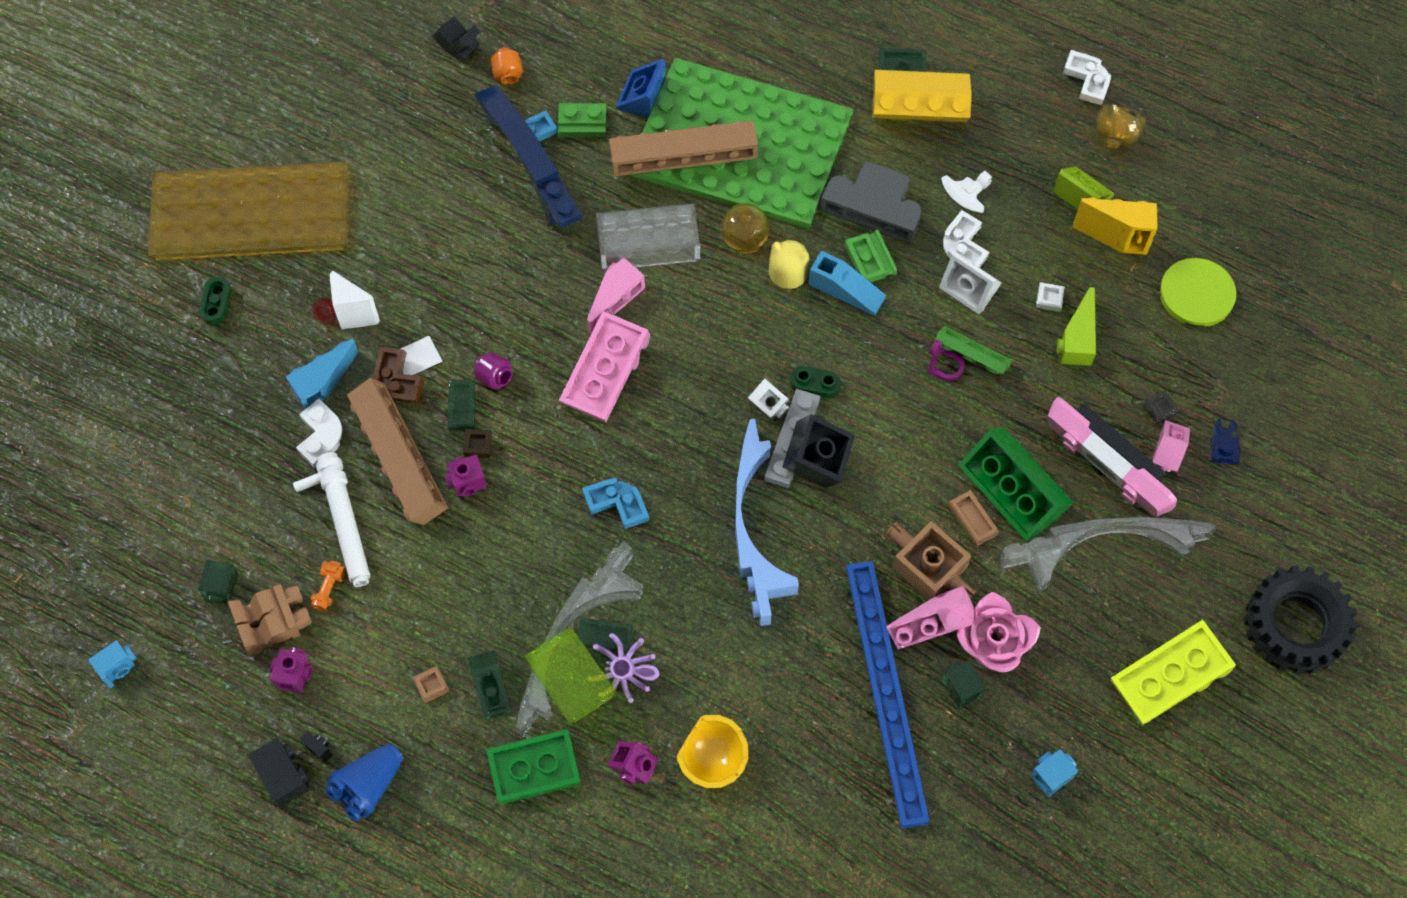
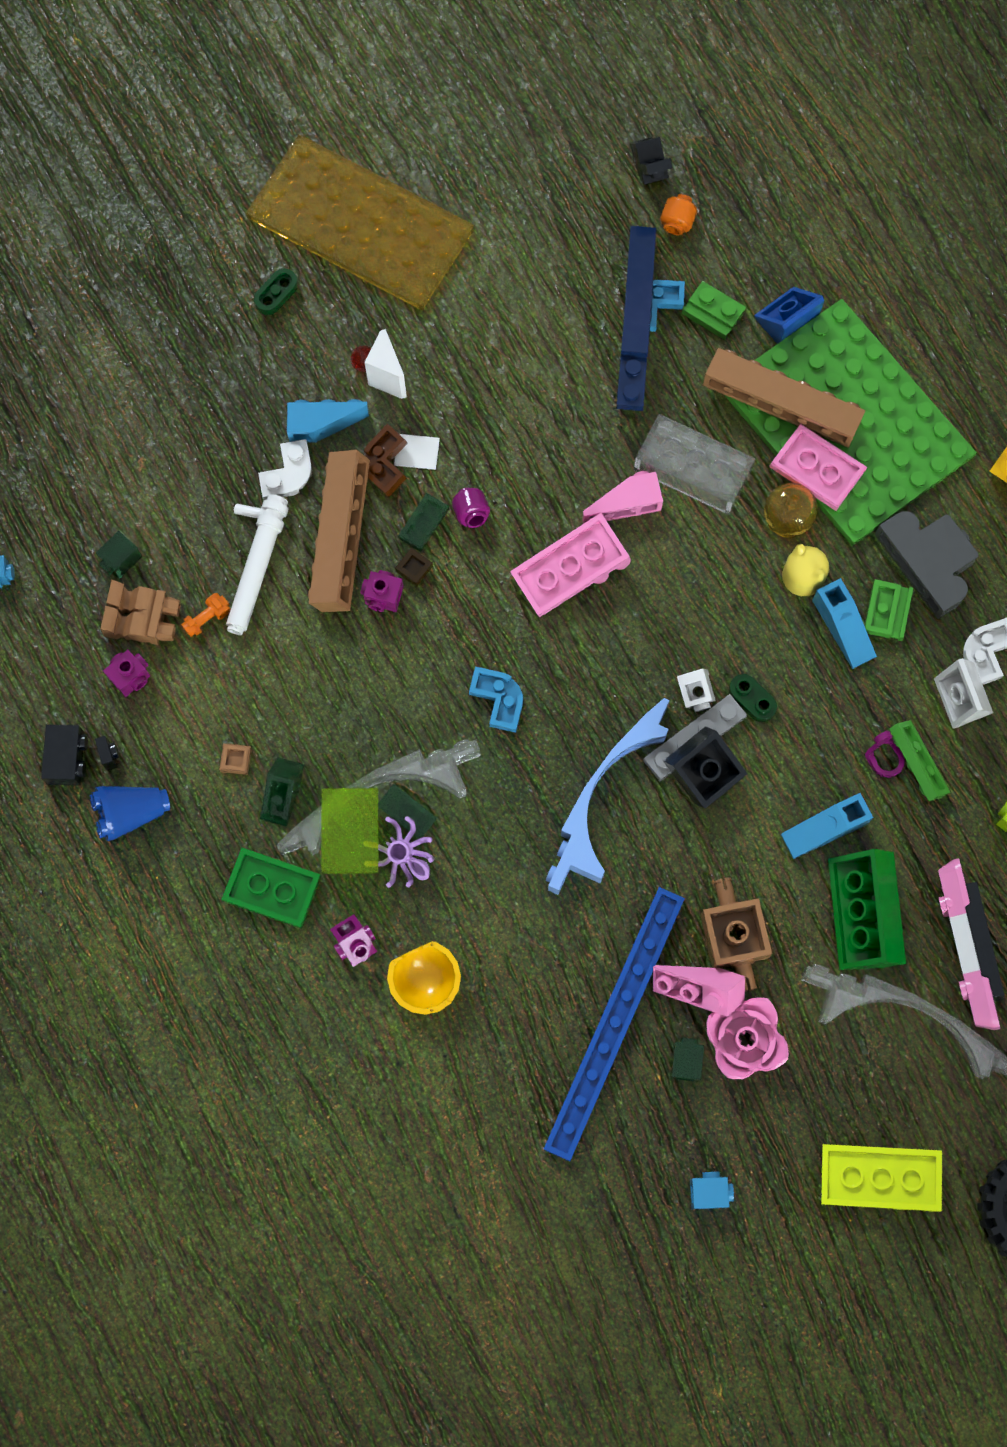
camera: 35 degrees right, 10 degrees up
(745, 182) = (818, 466): none -> bright pink tile
(941, 438) = (827, 826): none -> dark azure slope
(973, 518) = (806, 917): medium nougat tile -> none

